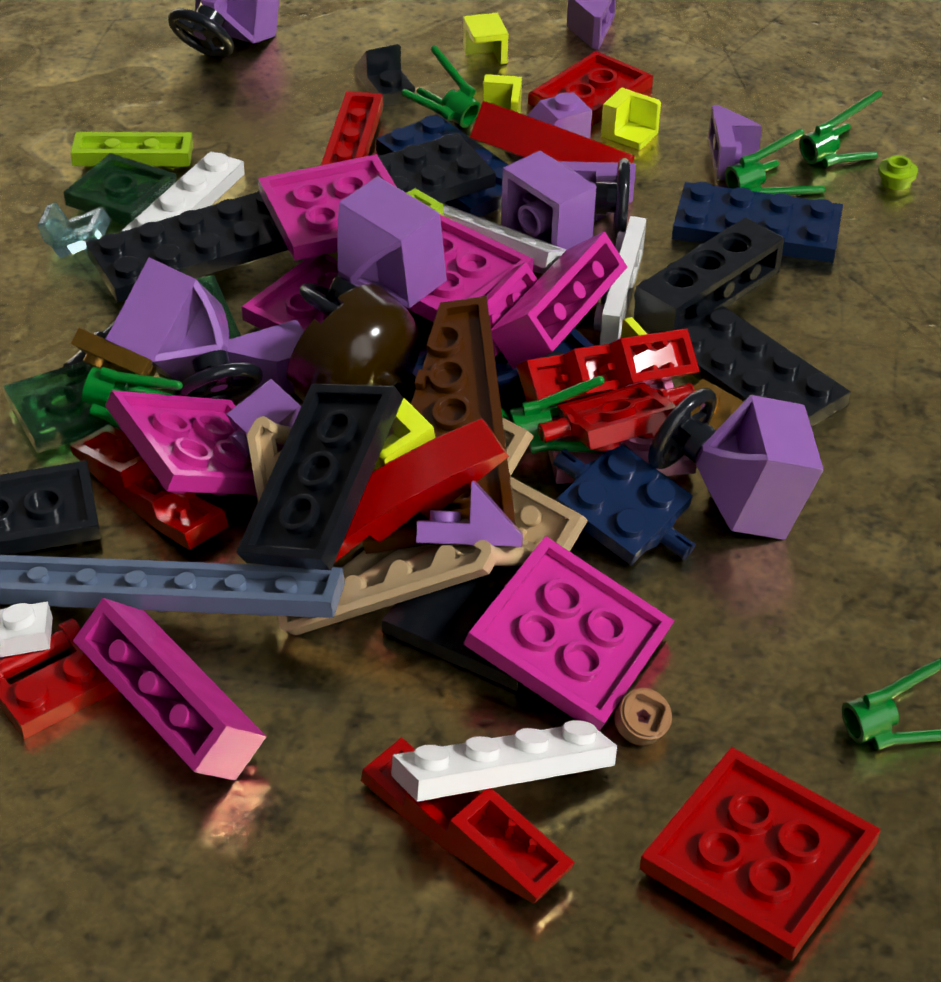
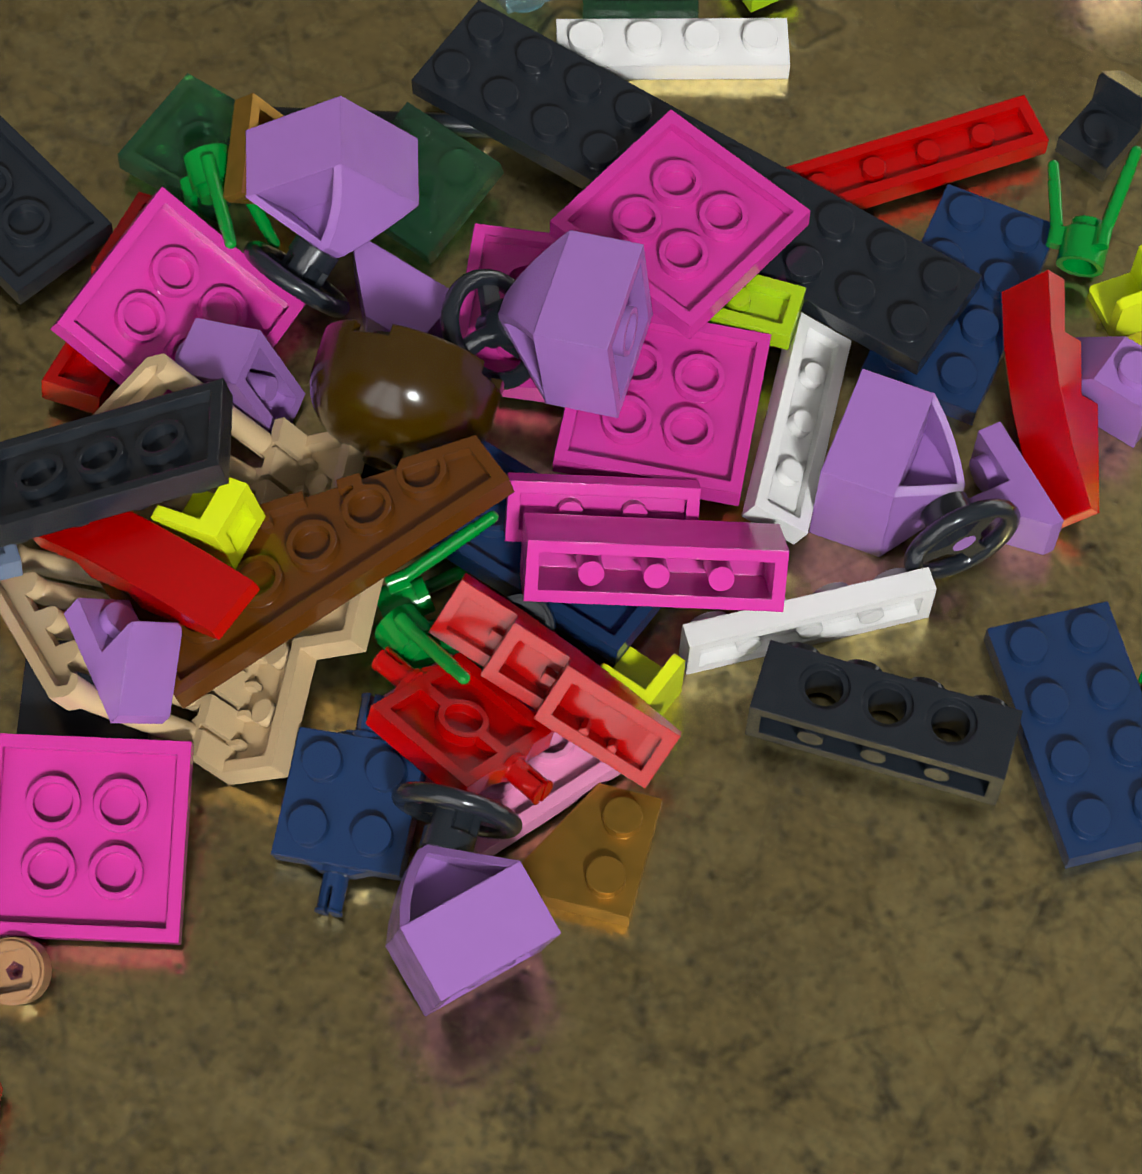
camera: 60 degrees right, 20 degrees up
(752, 363) = (728, 857): black plate -> none

